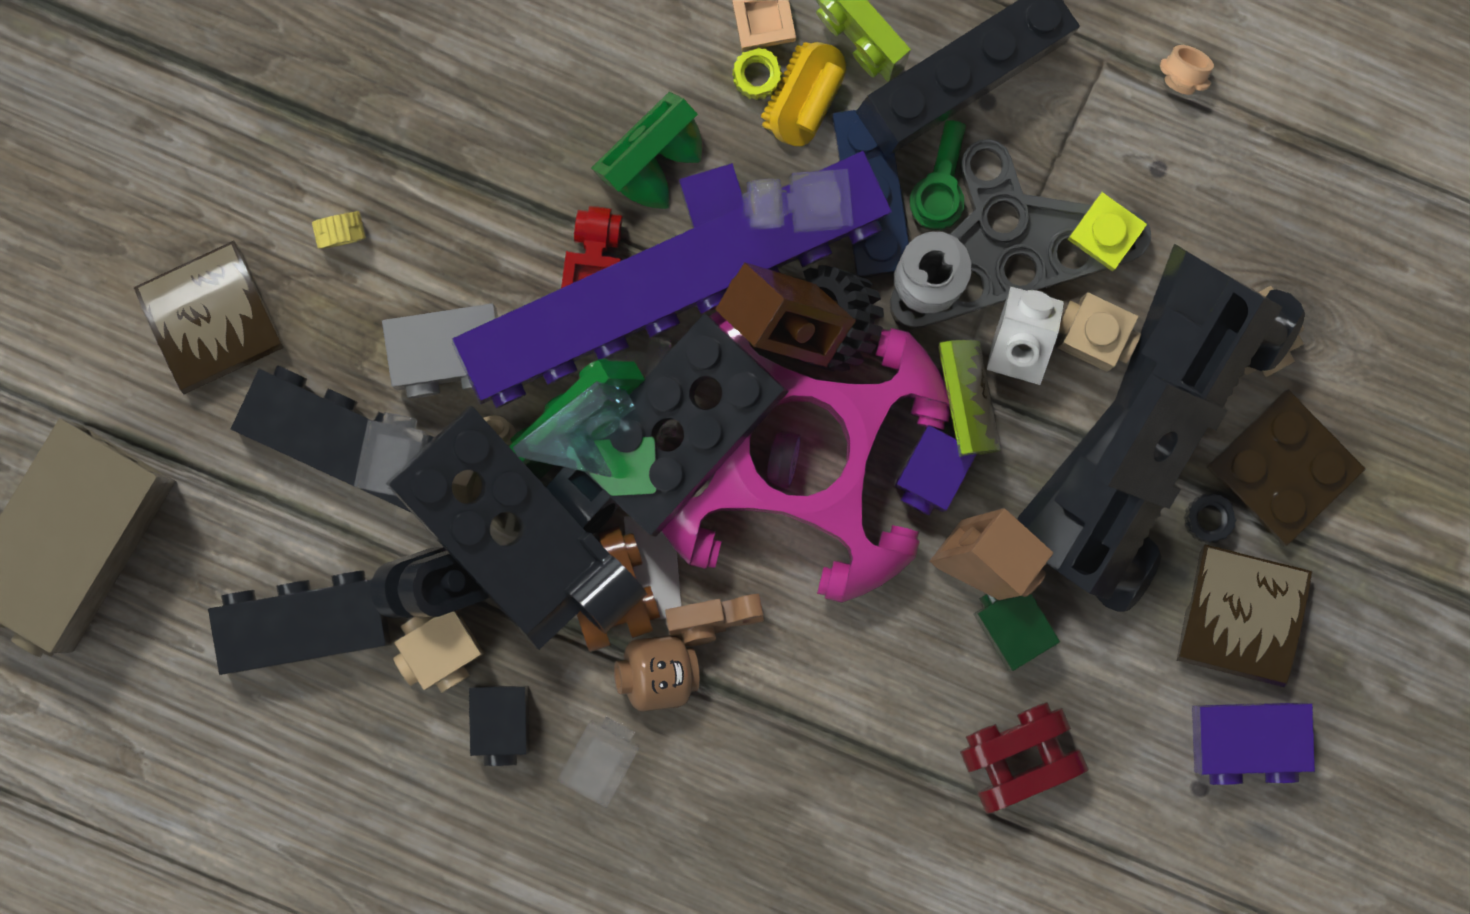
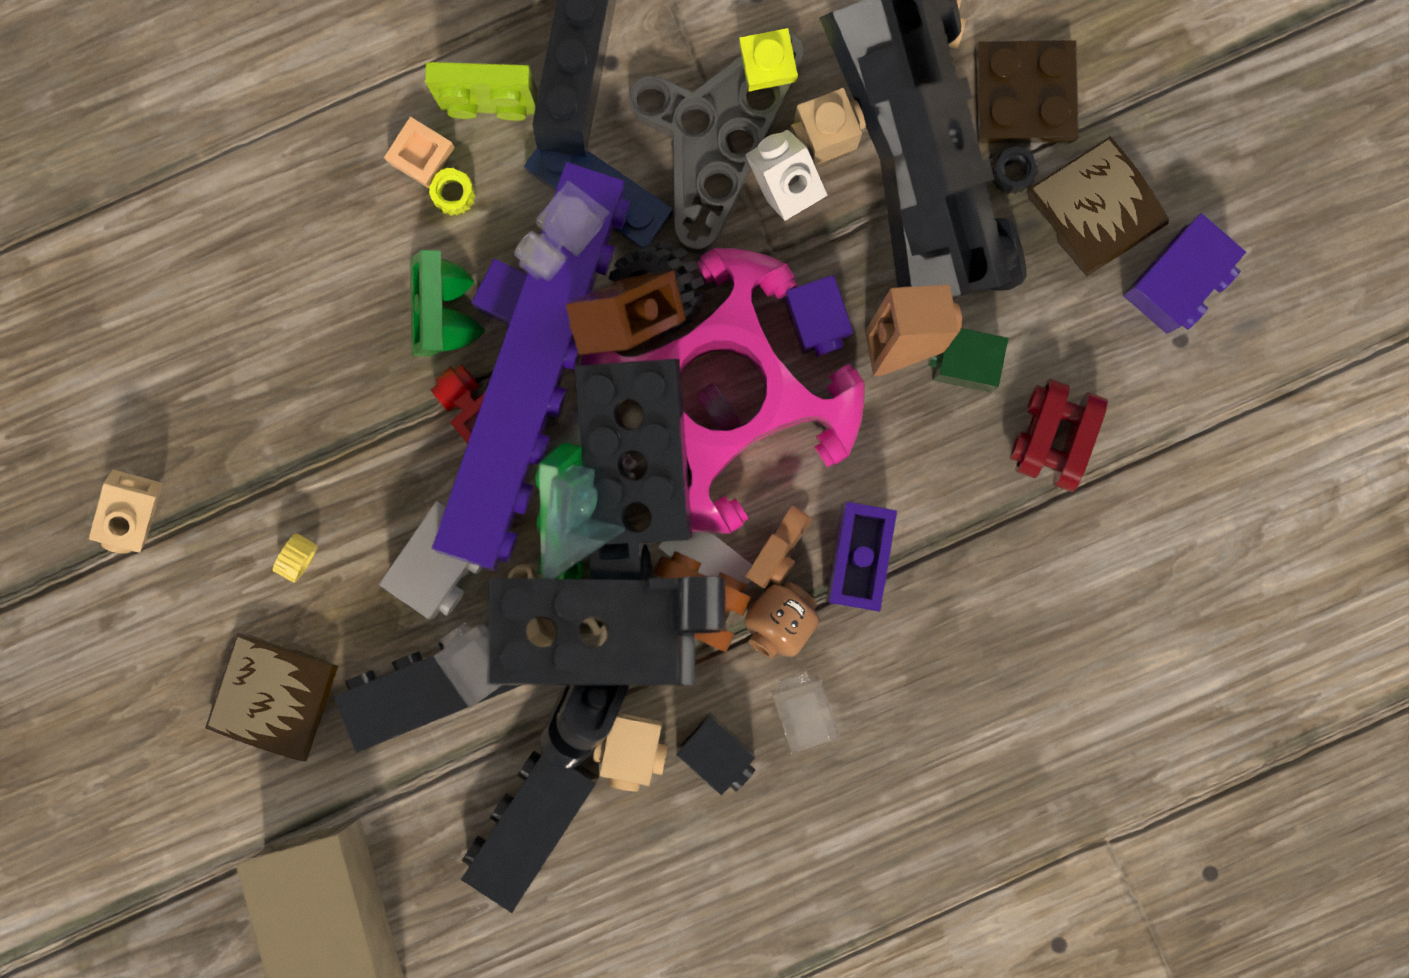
camera: 40 degrees left, 0 degrees up
(248, 60) = (125, 512): none -> tan brick
(628, 470) = (631, 513): green sticker -> none
(769, 688) = (861, 556): none -> dark purple brick
(805, 93) = (494, 172): yellow piece -> none
(938, 199) = (643, 150): green plate -> none
(952, 264) = (680, 178): light grey piece -> none
(969, 397) = (791, 248): lime slope -> none

